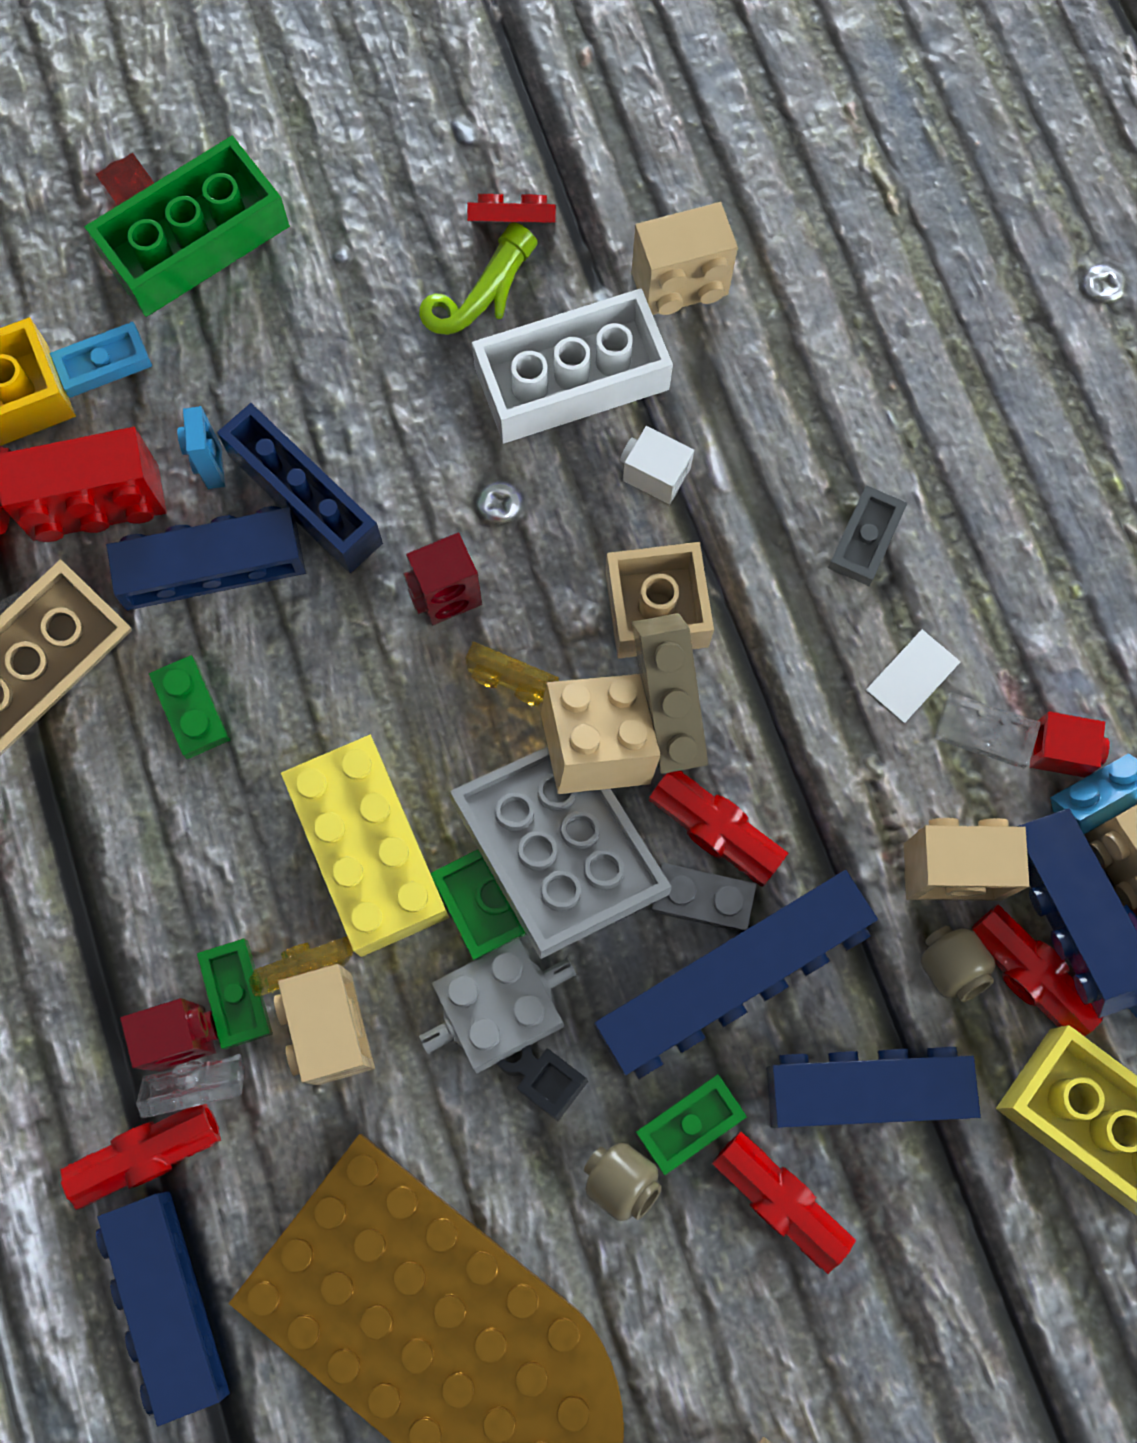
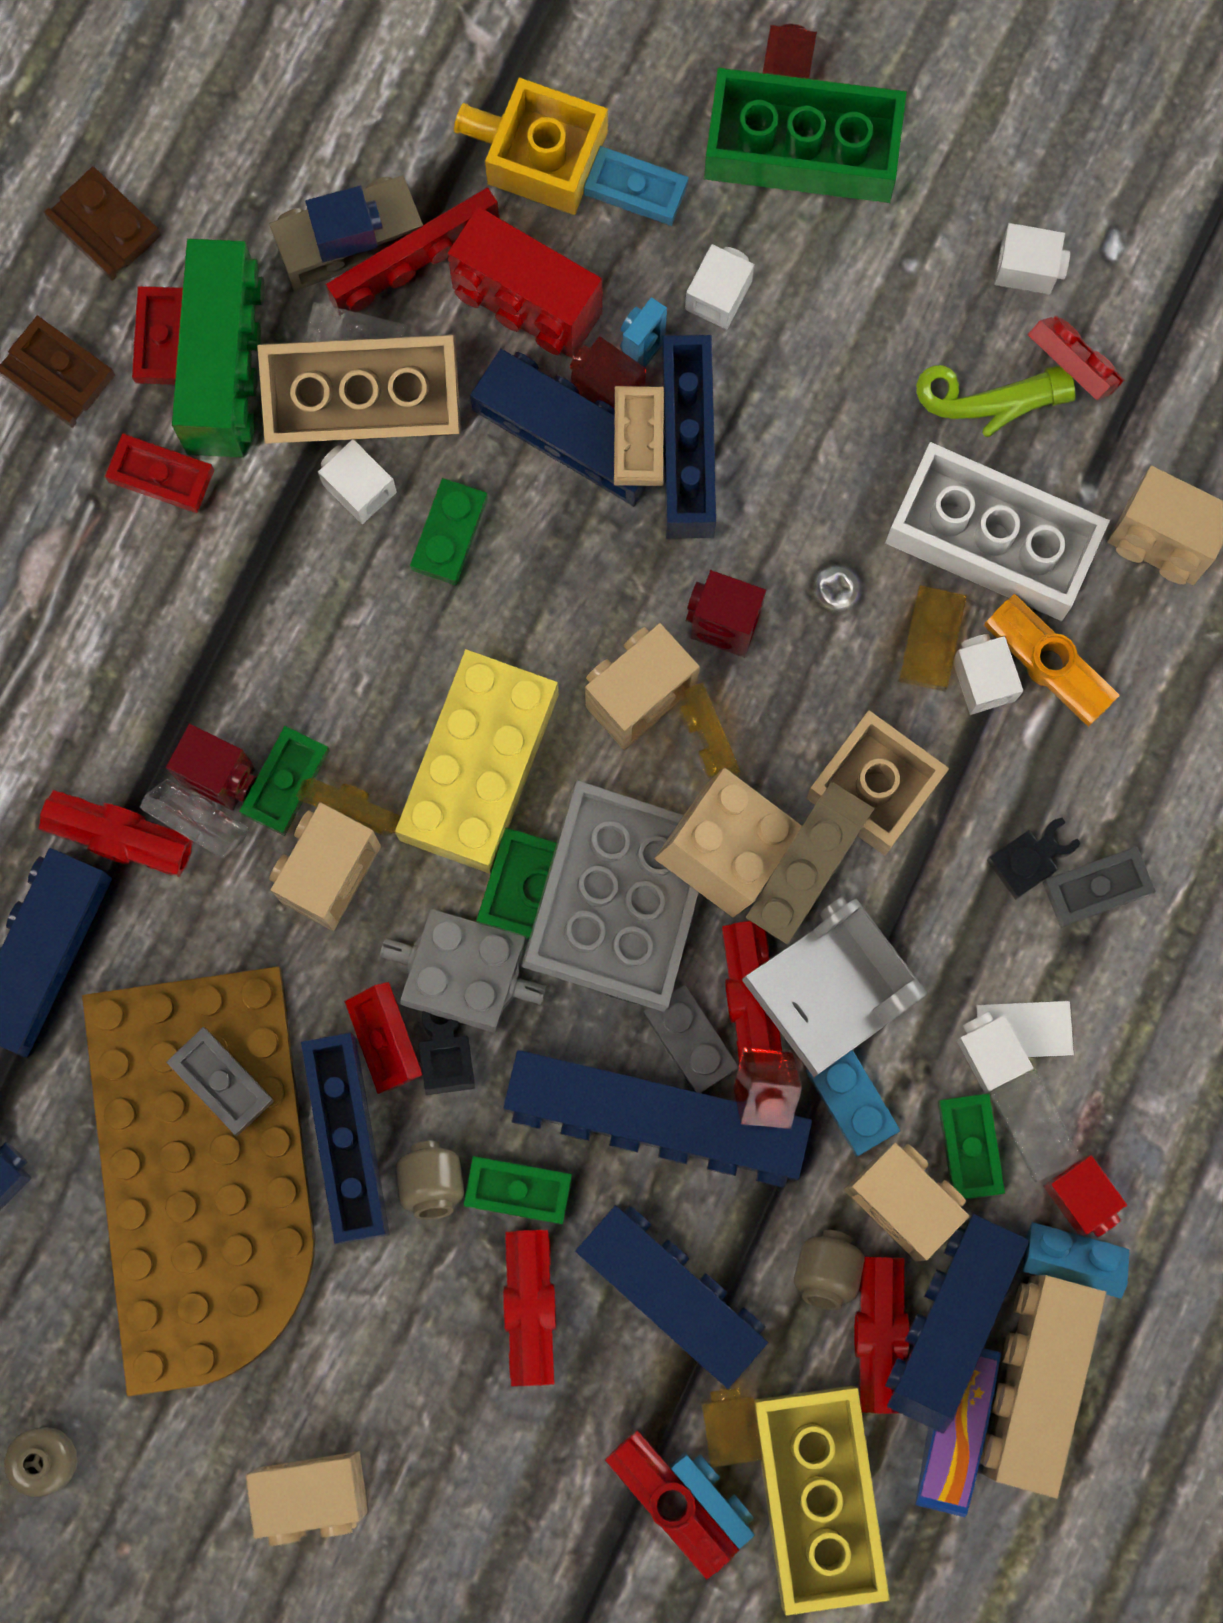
camera: 45 degrees right, 5 degrees up
(85, 730) = (356, 480): none -> white brick
(201, 496) = (601, 369): none -> clear red brick
(224, 373) = (719, 285): none -> white brick
(264, 513) = (638, 436): none -> tan plate
(398, 1264) = (220, 1081): none -> flat silver plate
(420, 179) = (1031, 259): none -> white brick
(431, 682) = (640, 684): none -> tan brick
(487, 1110) = (383, 1037): none -> red plate
(533, 1214) = (345, 1138): none -> dark blue brick
(596, 476) = (932, 638): none -> clear yellow plate
(717, 417) = (1075, 683): none -> light orange piece
(767, 763) = (835, 986): none -> light grey door
(796, 876) = (767, 1088): none -> clear red brick
(803, 562) = (1028, 861): none -> black plate
(853, 832) = (854, 1104): none -> dark azure plate
(913, 707) = (993, 1051): none -> white brick
(961, 784) = (971, 1146): none -> green plate
(1006, 1144) = (730, 1428): none -> clear yellow brick
(1052, 1242) = (692, 1531): none -> red piece
(1066, 1207) = (729, 1513): none -> dark azure plate

